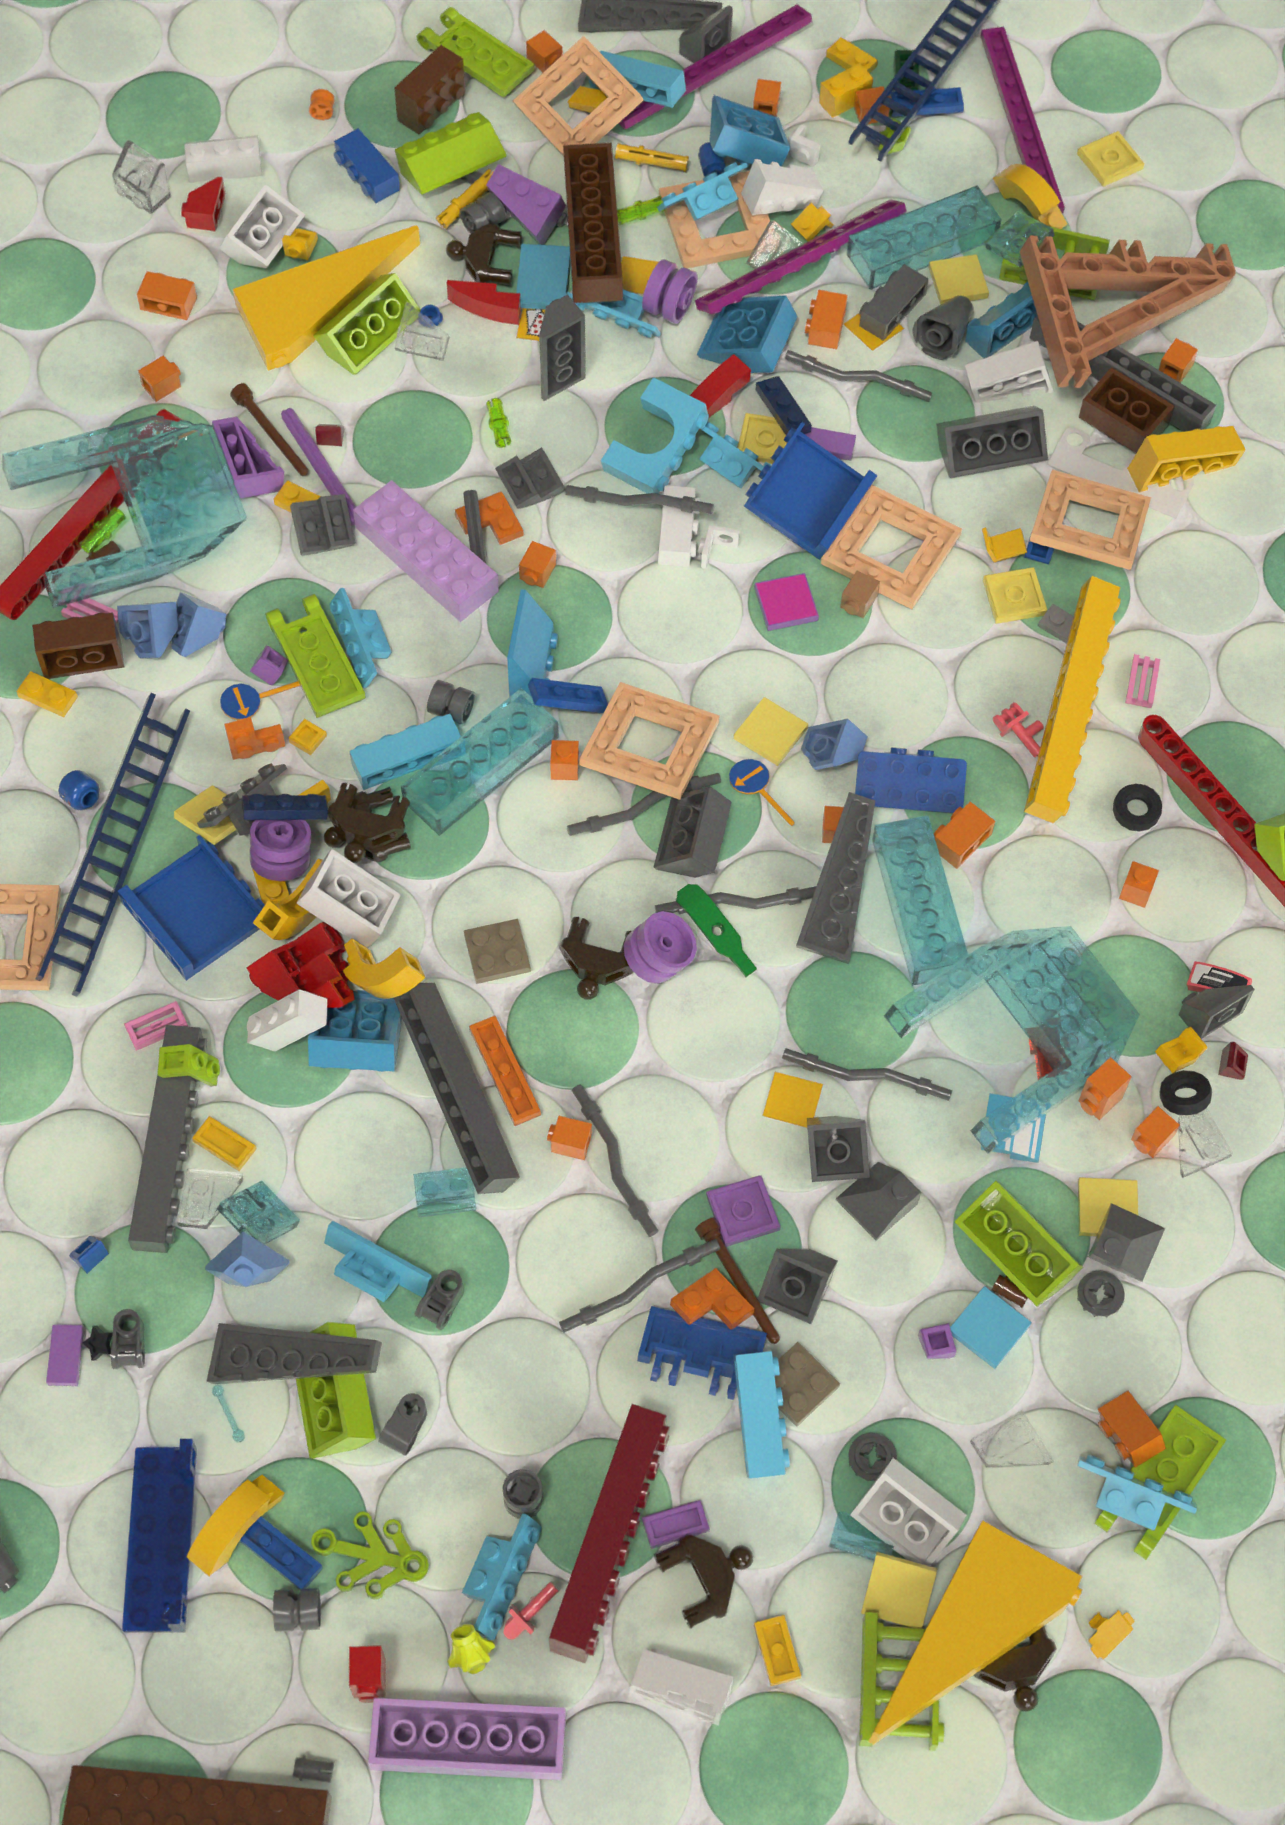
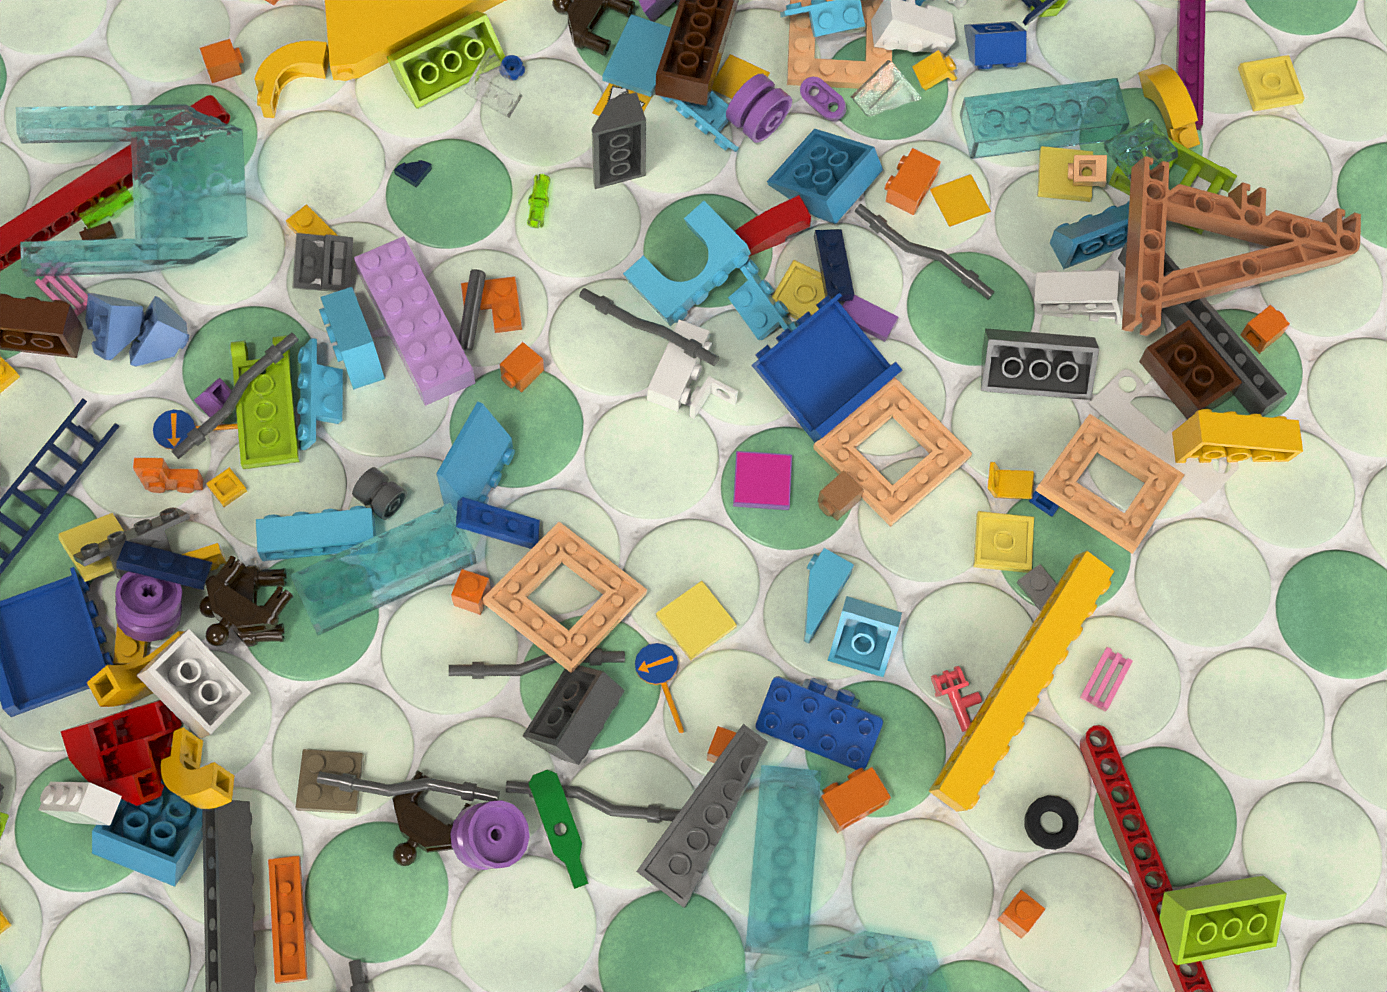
camera: 15 degrees right, 5 degrees up
(222, 365) = (285, 65): none -> yellow arch
(243, 396) = (296, 102): reddish brown piece -> none
(248, 464) = (268, 175): medium lavender wedge -> none
(310, 612) = (197, 435): none -> dark grey bar
(316, 458) = (345, 191): medium lavender axle -> none
(329, 434) = (367, 165): dark red slope -> none
(373, 429) = (413, 172): none -> dark blue tile
(375, 579) = (352, 337): none -> medium azure wedge
(485, 301) = (573, 66): red slope -> none
(518, 942) = (349, 783): none -> dark grey bar
(530, 479) = (549, 270): dark grey slope -> none
(639, 210) = (761, 10): clear neon green pin -> none
(723, 271) = (824, 99): none -> medium lavender plate
(796, 258) = (907, 105): magenta plate -> none
(833, 743) = (752, 658): medium blue slope -> none
(859, 186) = (996, 44): none -> blue slope
(872, 672) = (824, 584): none -> medium azure slope
(893, 301) = (987, 180): dark grey brick -> none
(924, 702) = (865, 636): none -> medium azure slope
(943, 327) = (1030, 223): dark grey cone -> none
(982, 261) = (1095, 163): none -> light nougat brick

